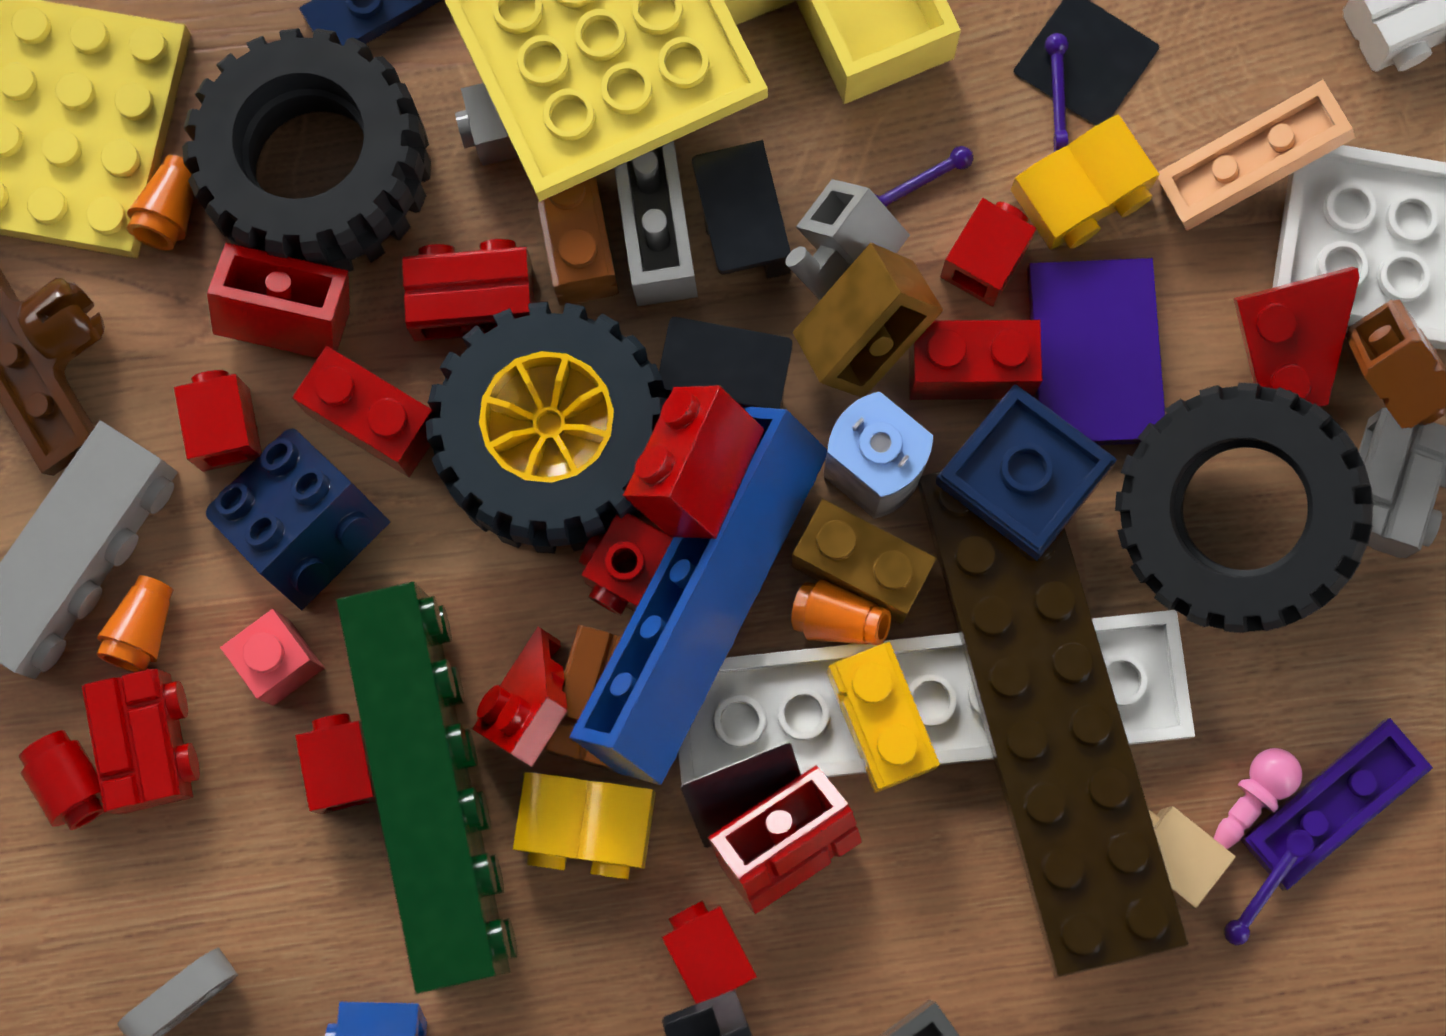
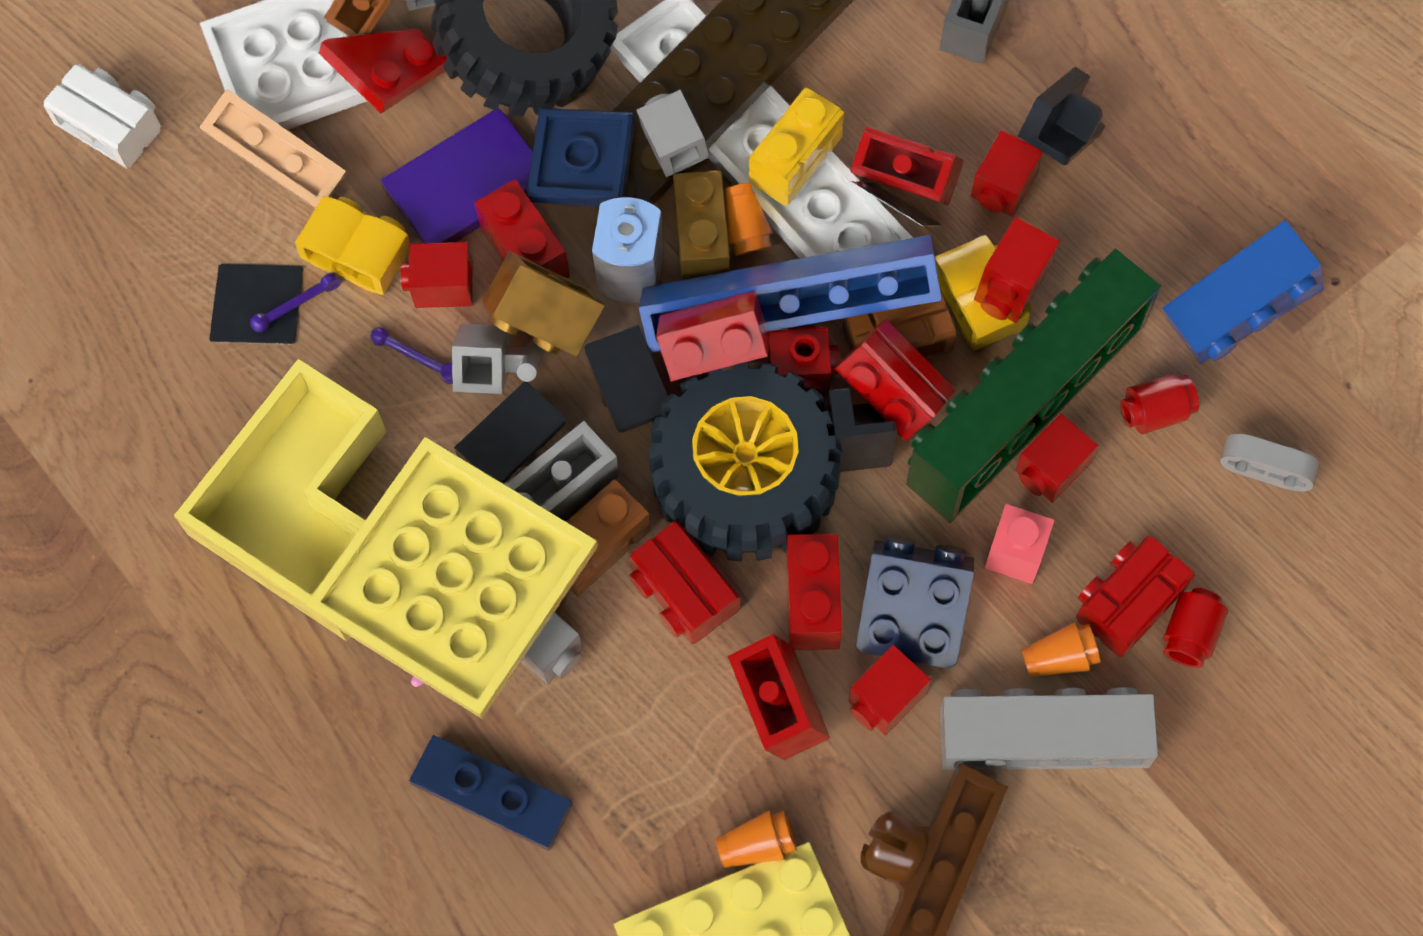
camera: 125 degrees left, 10 degrees down
(275, 86) = (642, 684): black tyre -> none
(324, 928) = (1159, 403): none -> red brick
(499, 563) = (861, 432): none -> black panel
(518, 629) = (895, 379): none -> red brick
(527, 703) = (949, 346): red wing -> none
(540, 838) = (1015, 271): none -> red brick
(981, 578) = (672, 132): none -> light grey brick

